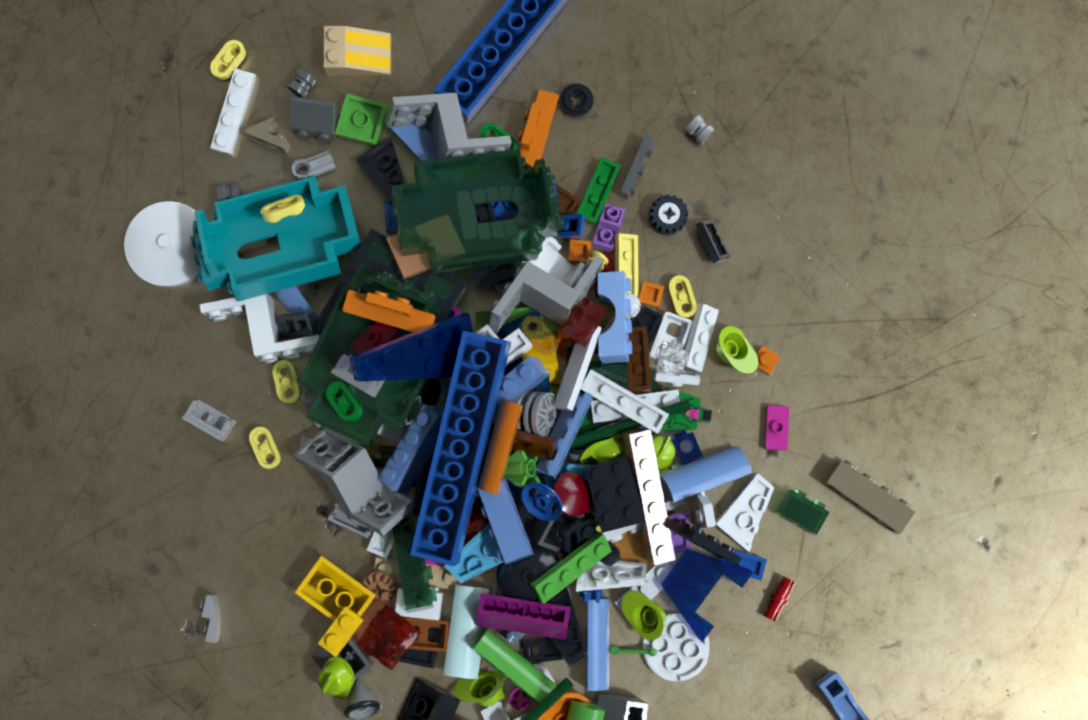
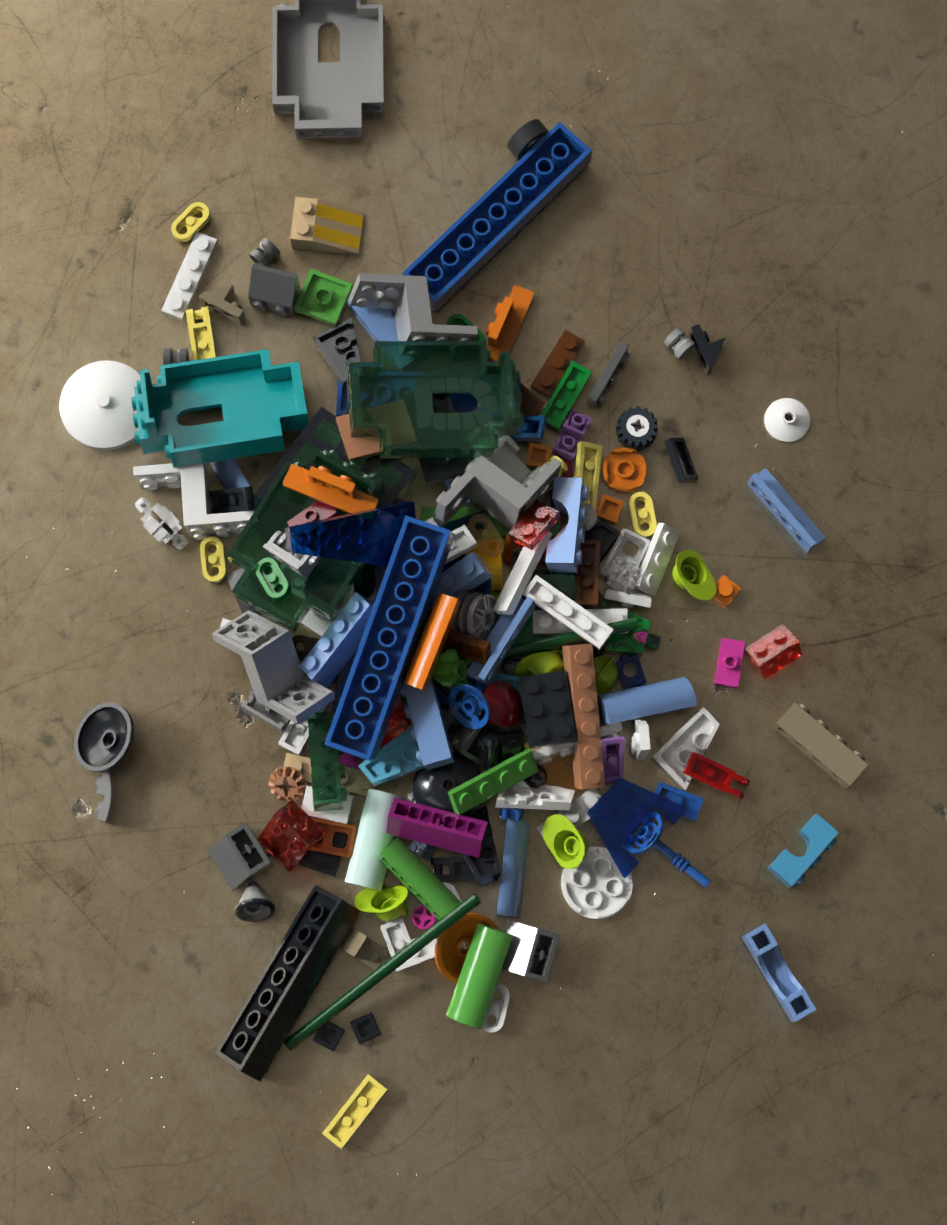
camera: 10 degrees right, 5 degrees down
(203, 563) = (104, 737): none -> black dish
(209, 420) = (127, 591): light grey hinge -> none
(228, 358) = (166, 518): none -> white piece
(250, 167) = (201, 334): none -> light yellow plate
(264, 448) = (183, 626): light yellow plate -> none
(277, 210) = (235, 376): light yellow plate -> none
(316, 165) = (269, 339): light grey piece -> none
(332, 589) = (241, 784): yellow slope -> none
(336, 678) = (231, 872): lime piece -> none
(341, 631) = (241, 821): yellow plate -> none
(573, 91) = (550, 290): black gear -> none
(587, 160) = (557, 363): none -> reddish brown plate
(615, 650) = (531, 879): bright green hinge -> none
(660, 255) = (624, 470): none -> orange tile
(698, 537) = (639, 770): black plate -> none
(721, 601) = (651, 838): none -> blue dish
(726, 136) = (706, 352): none -> black slope
(773, 535) = (713, 774): none -> red hinge
(779, 599) = (713, 842): red pin -> none
(799, 199) = (786, 430): none -> white dish
(802, 512) = (747, 753): clear green brick -> none
(814, 278) = (785, 510): none -> medium blue fence
(816, 412) = (774, 651): none -> clear red bracket
(876, 584) = (818, 836): none -> dark azure arch

